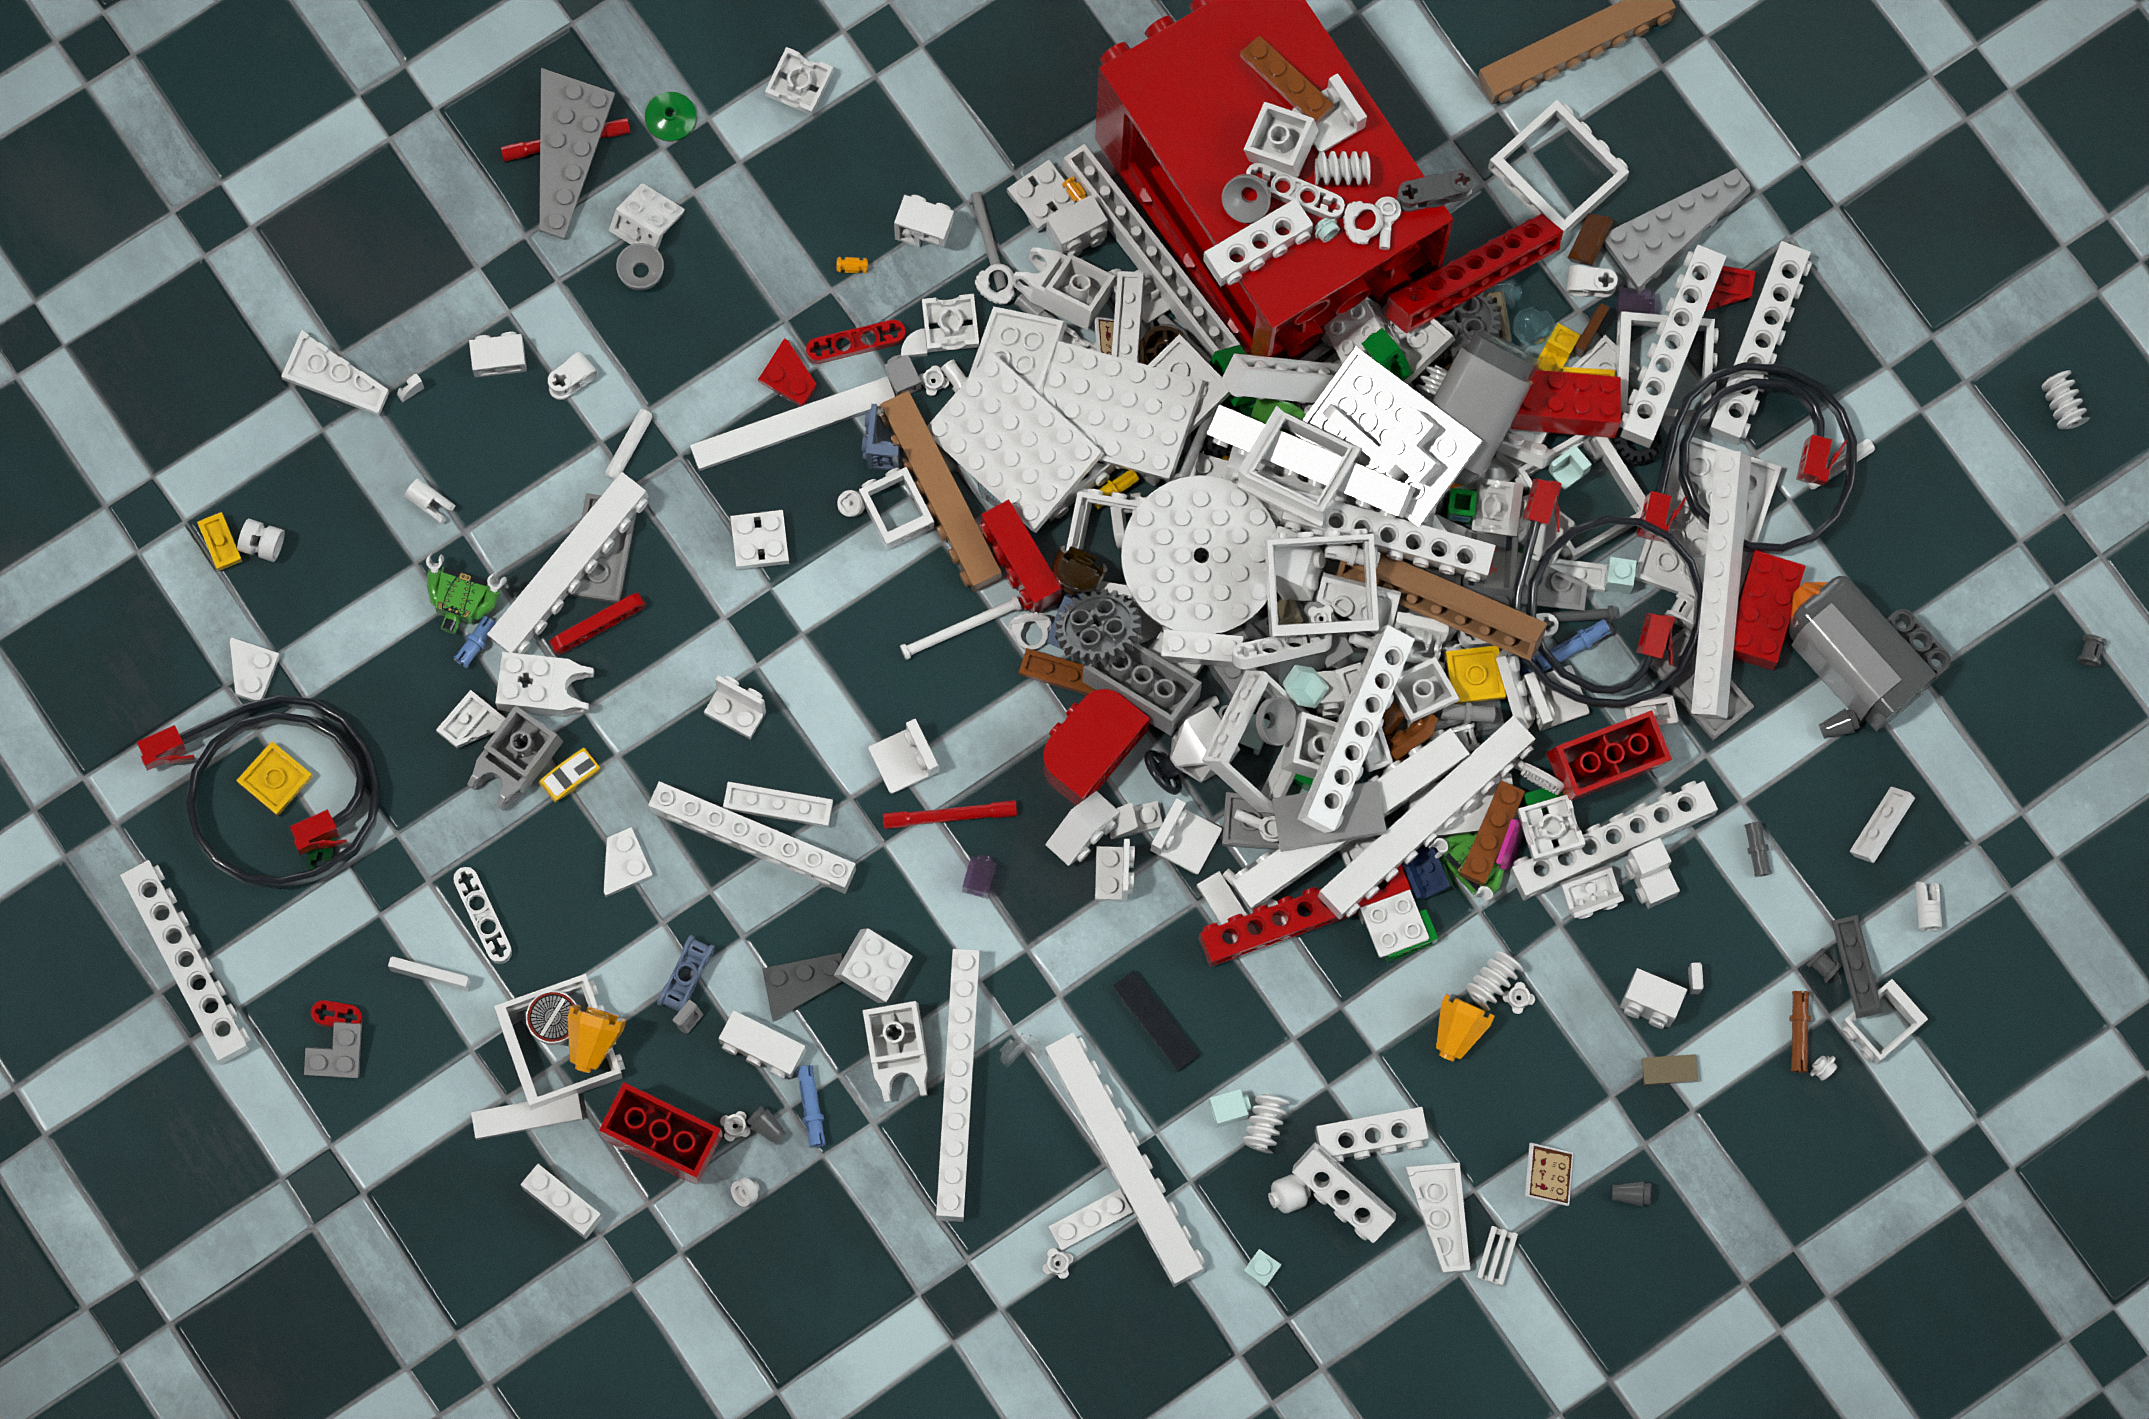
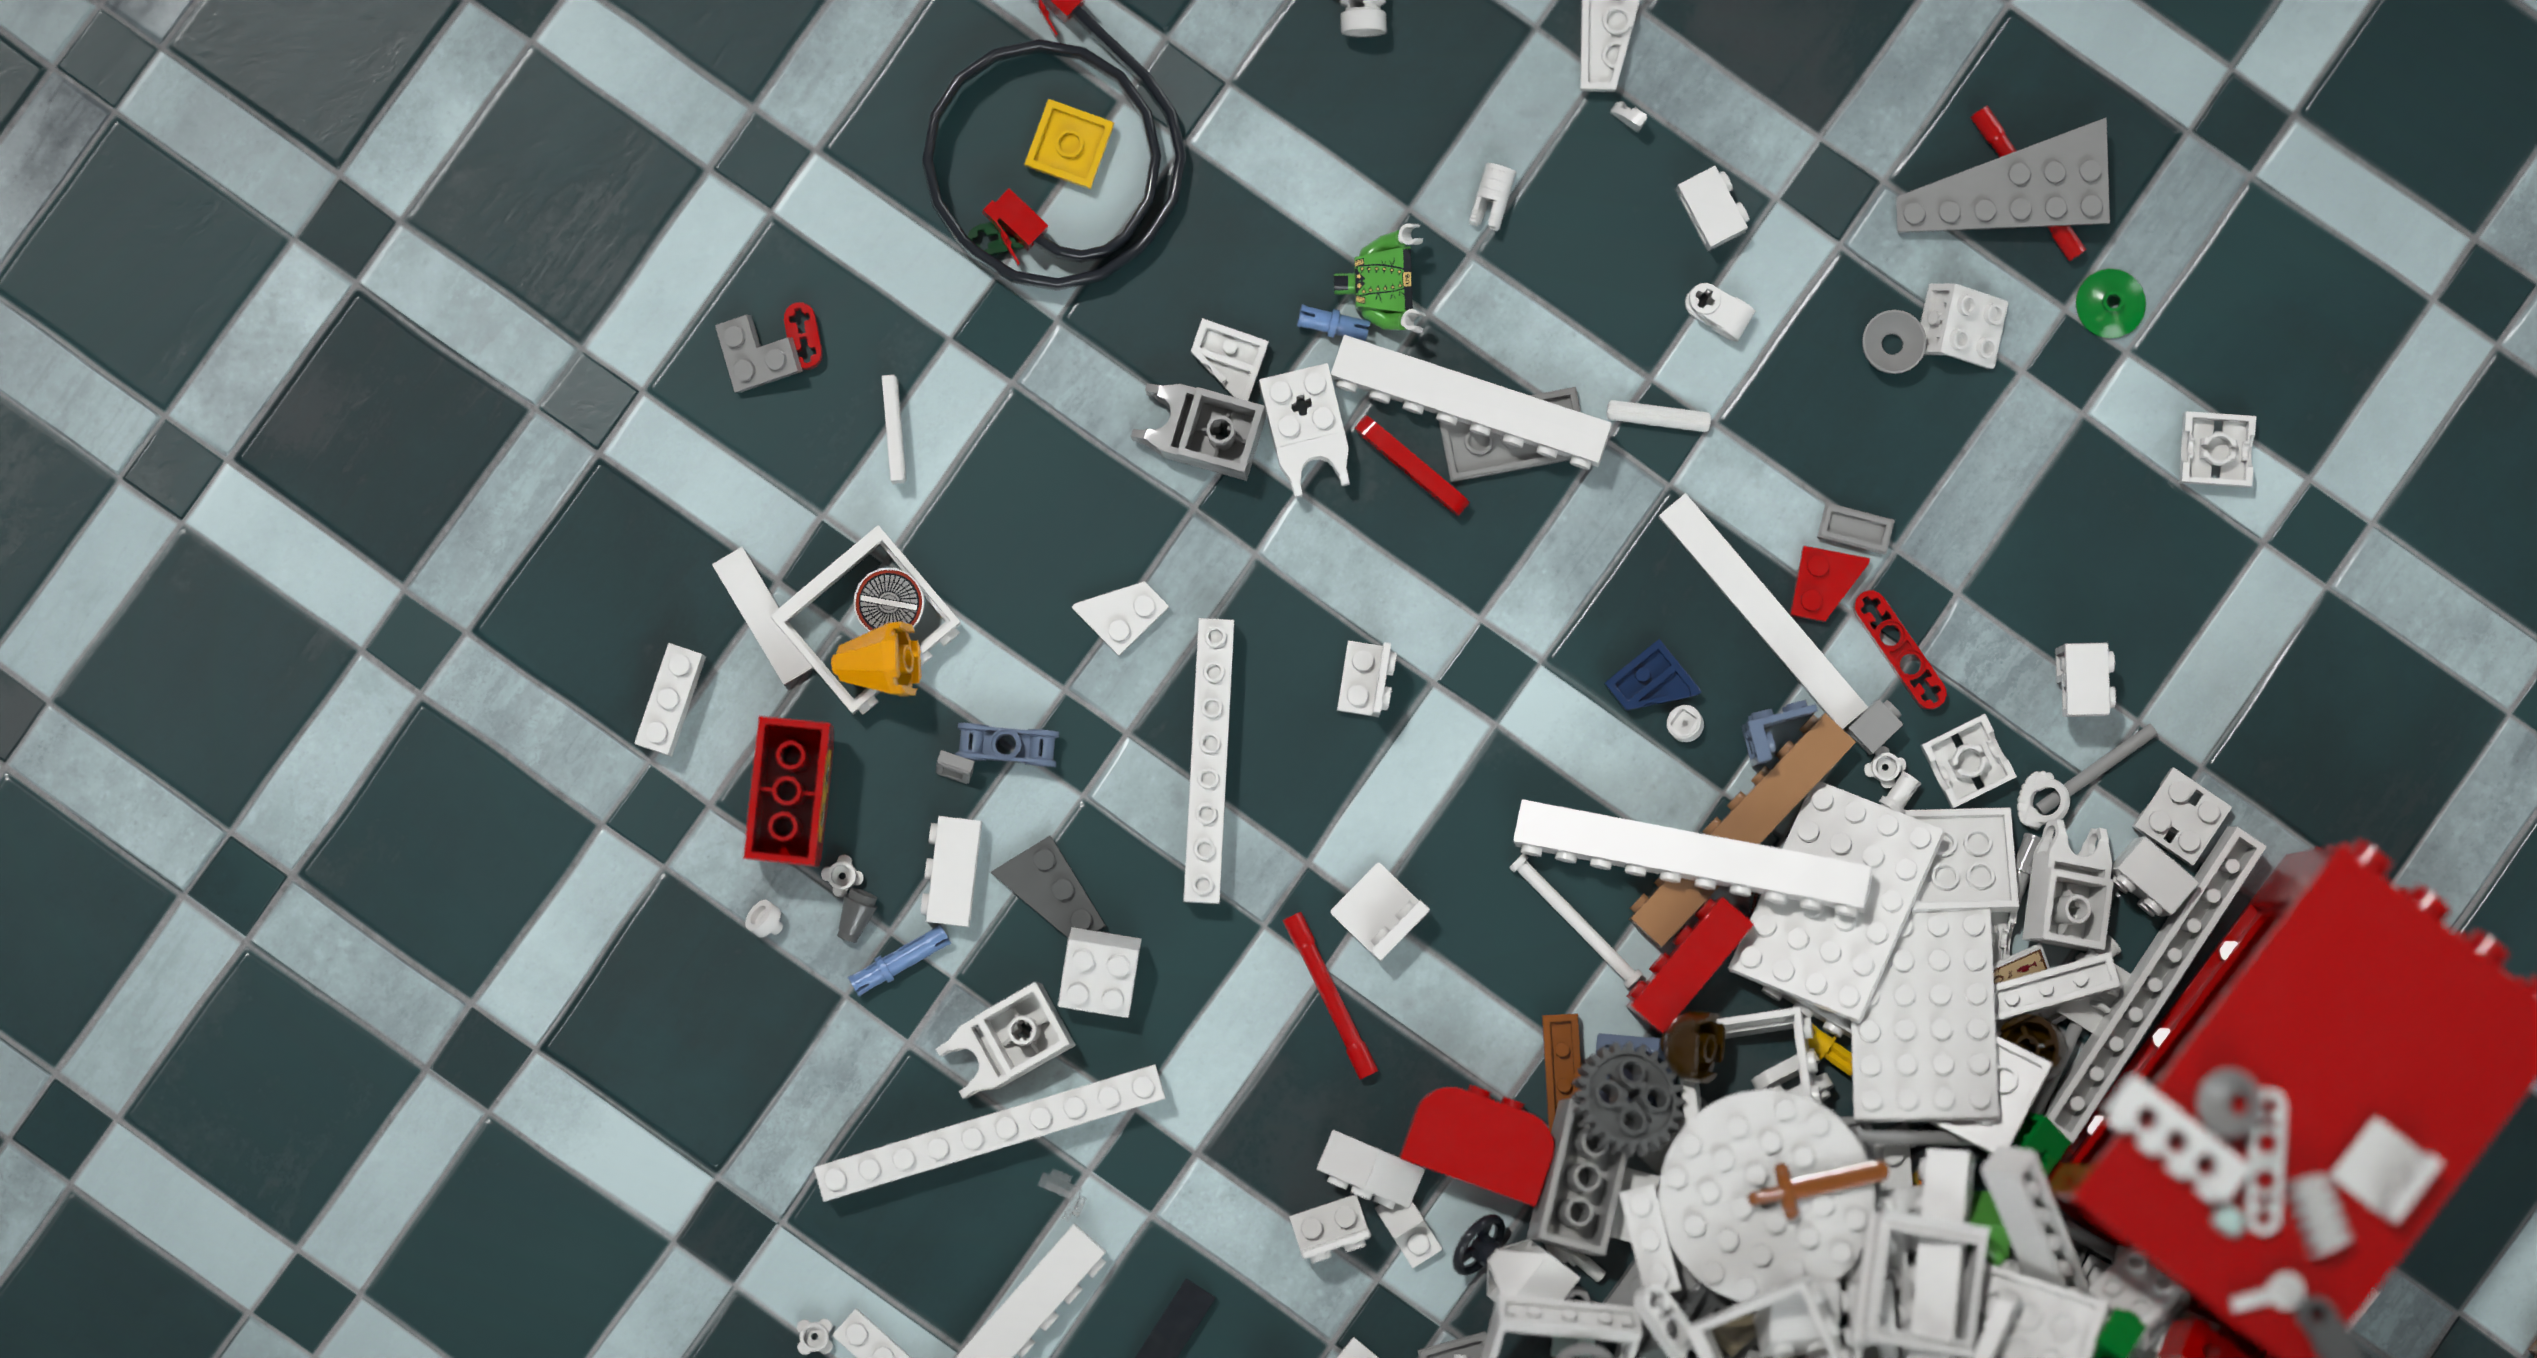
camera: 70 degrees right, 10 degrees up
(136, 882) = (873, 28): white brick -> none
(252, 669) = (1197, 61): white wing -> none
(482, 915) = (996, 469): white beam -> none
(569, 775) = (1207, 504): slope -> none
(759, 341) = (1855, 528): none -> light grey tile
(767, 540) = (1589, 617): white brick -> none
(778, 804) = (1264, 777): white plate -> none
(812, 515) = (1651, 680): none -> dark blue wing
(852, 265) = (1999, 607): light orange piece -> none
(907, 531) = (1674, 807): white window -> none
(915, 344) = (1923, 726): white tile -> none
(946, 526) = (1693, 857): none -> white brick
(979, 876) = (1264, 1062): clear purple brick -> none
(1017, 624) = (1605, 990): white piece -> none
(1074, 189) = (2200, 857): light orange piece -> none
(1185, 838) = (1407, 1303): white bracket -> none
(1204, 514) = (1817, 1184): none -> dark orange sword
(1281, 139) = (2326, 1119): white brick -> none
(1286, 80) = (2412, 1097): dark orange plate -> none
(1350, 214) = (2236, 1263): white piece -> none

